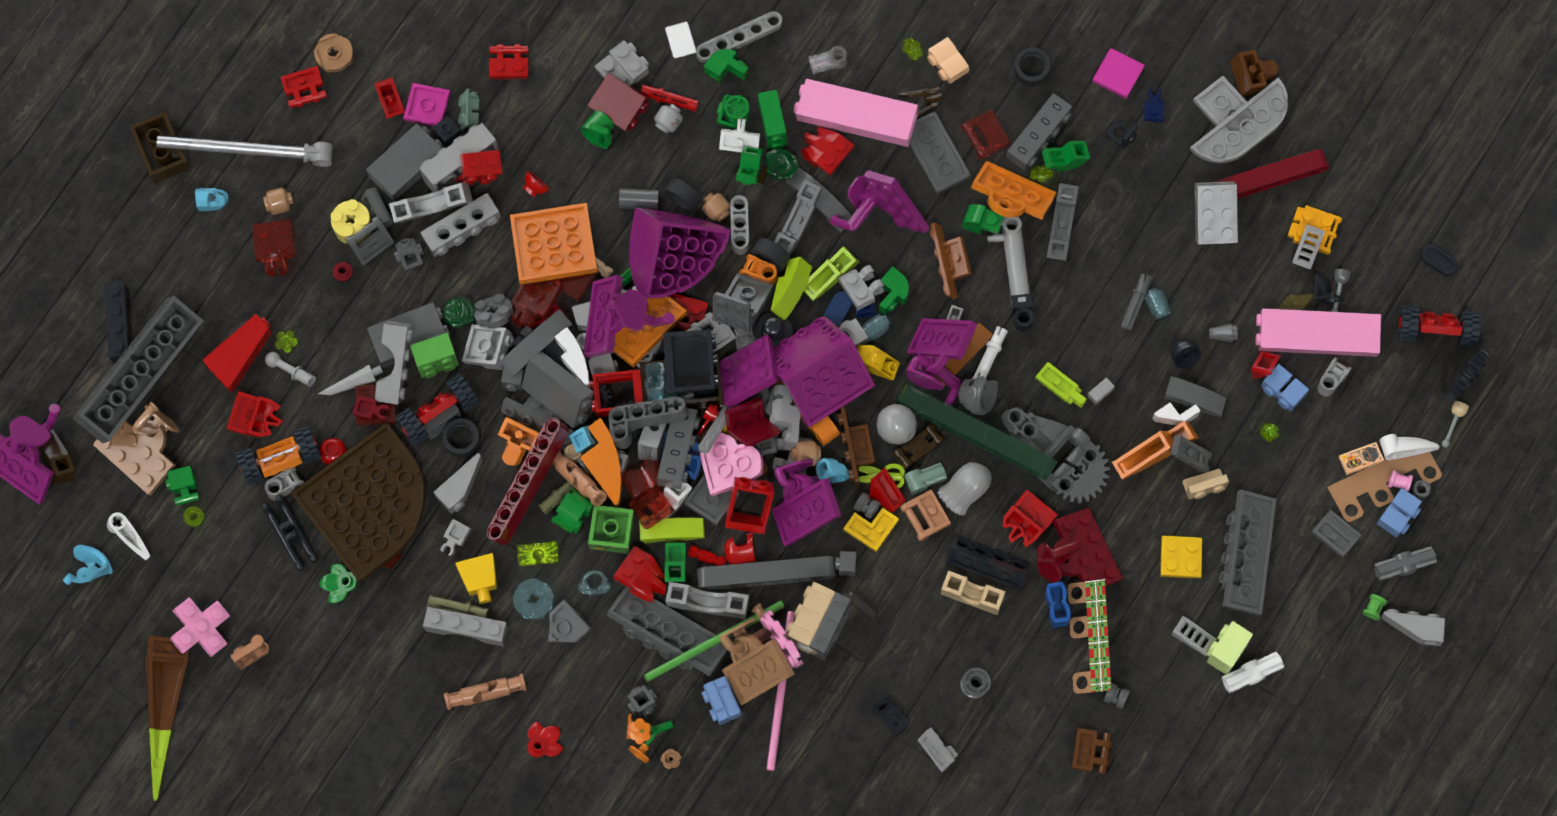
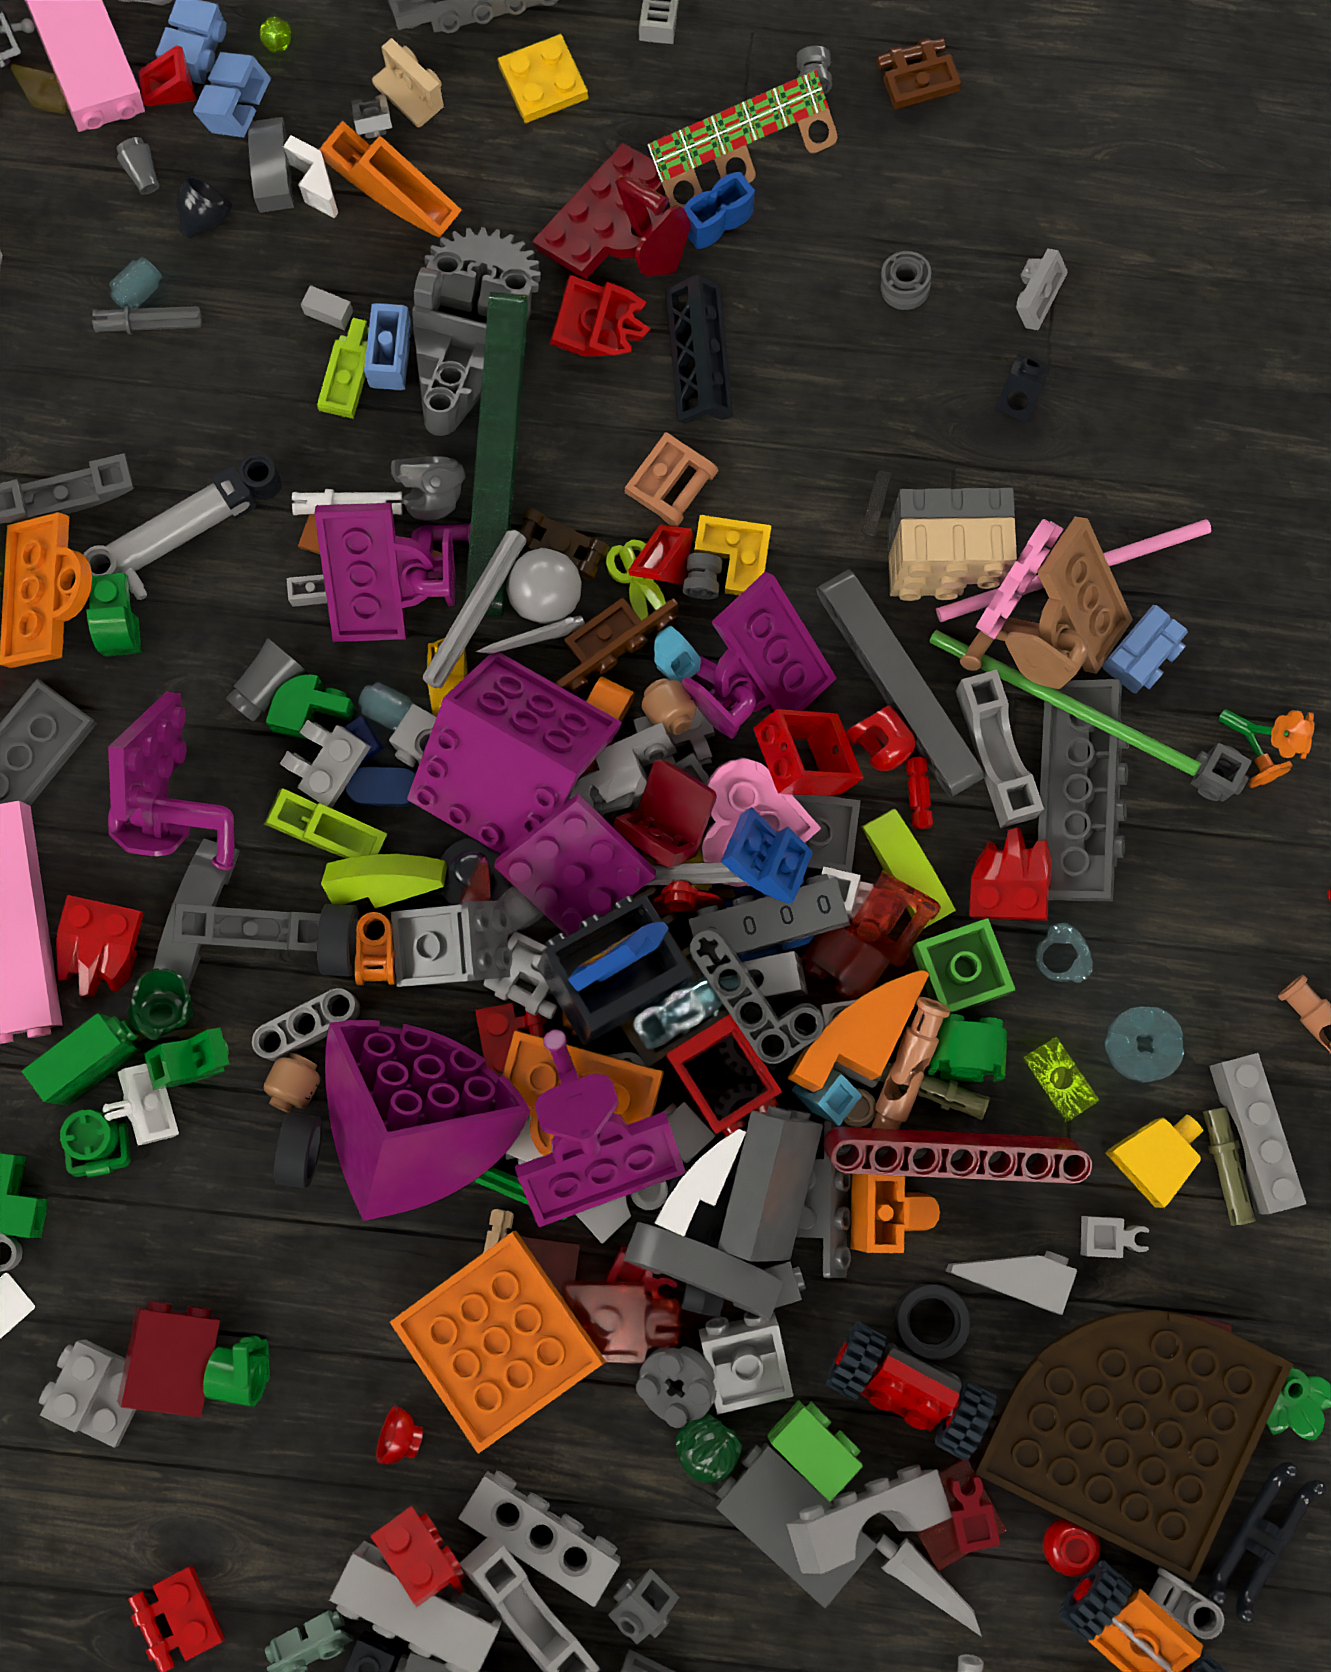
camera: 120 degrees left, 5 degrees up
(567, 624) = (1156, 963): dark grey plate -> none
(638, 199) = (337, 1230): dark grey brick -> none
(648, 91) = (120, 1288): red pin -> none
(668, 118) = (160, 1254): light grey head -> none
(670, 764) = (1285, 679): medium nougat plate -> none
(675, 562) = (966, 831): green brick -> none
(690, 357) = (619, 955): none -> blue slope
(706, 456) = (767, 858): none -> blue slope
(761, 323) = (478, 884): none -> clear red slope
(846, 563) = (816, 562): dark grey plate -> none
(874, 410) = (552, 631): none -> light grey bar
(898, 383) = (474, 609): none -> light grey axle
(918, 280) = (263, 679): none -> dark grey plant
(920, 480) = (616, 514): sand green piece -> none
(952, 259) = (204, 636): dark orange bracket -> none
(965, 487) = (594, 433): light grey piece -> none
(981, 597) = (764, 343): tan arch -> none
(1060, 408) = (388, 346): none -> medium blue brick
(1238, 383) = (233, 80): none -> medium blue piece

